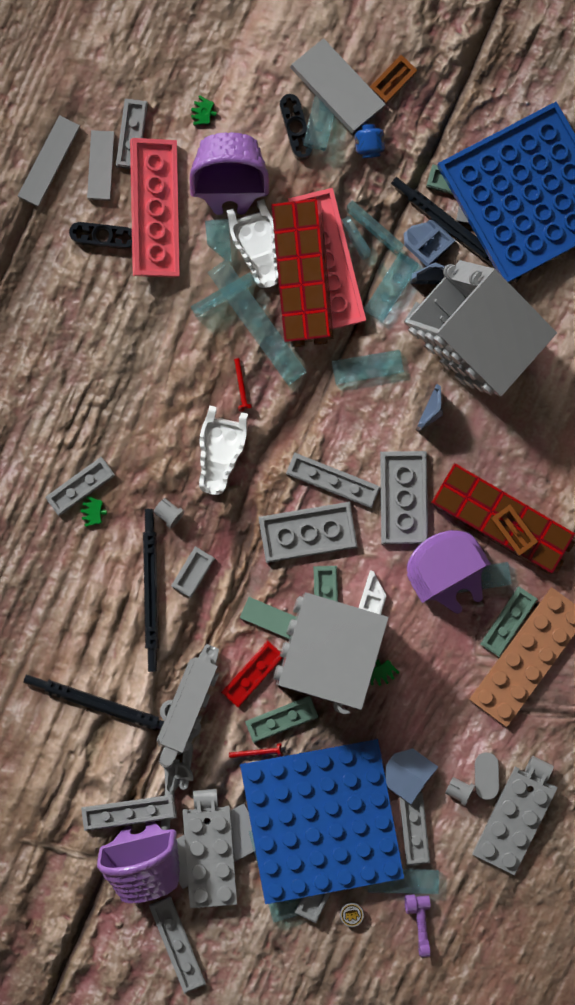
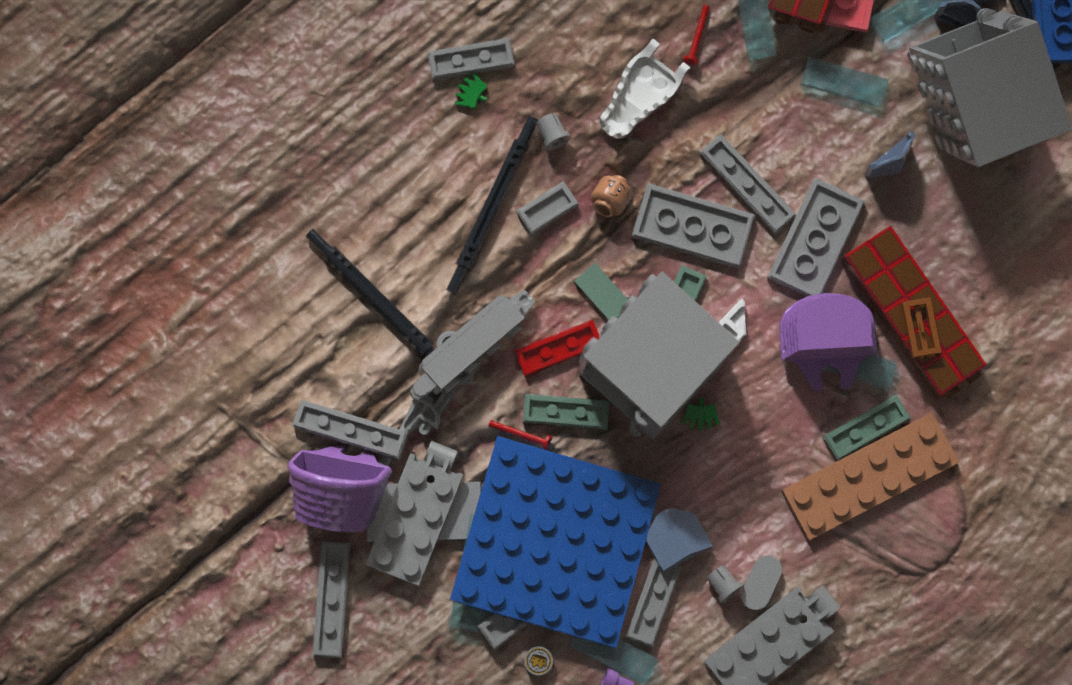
camera: 25 degrees right, 5 degrees down
(236, 540) = (611, 196): none -> nougat head

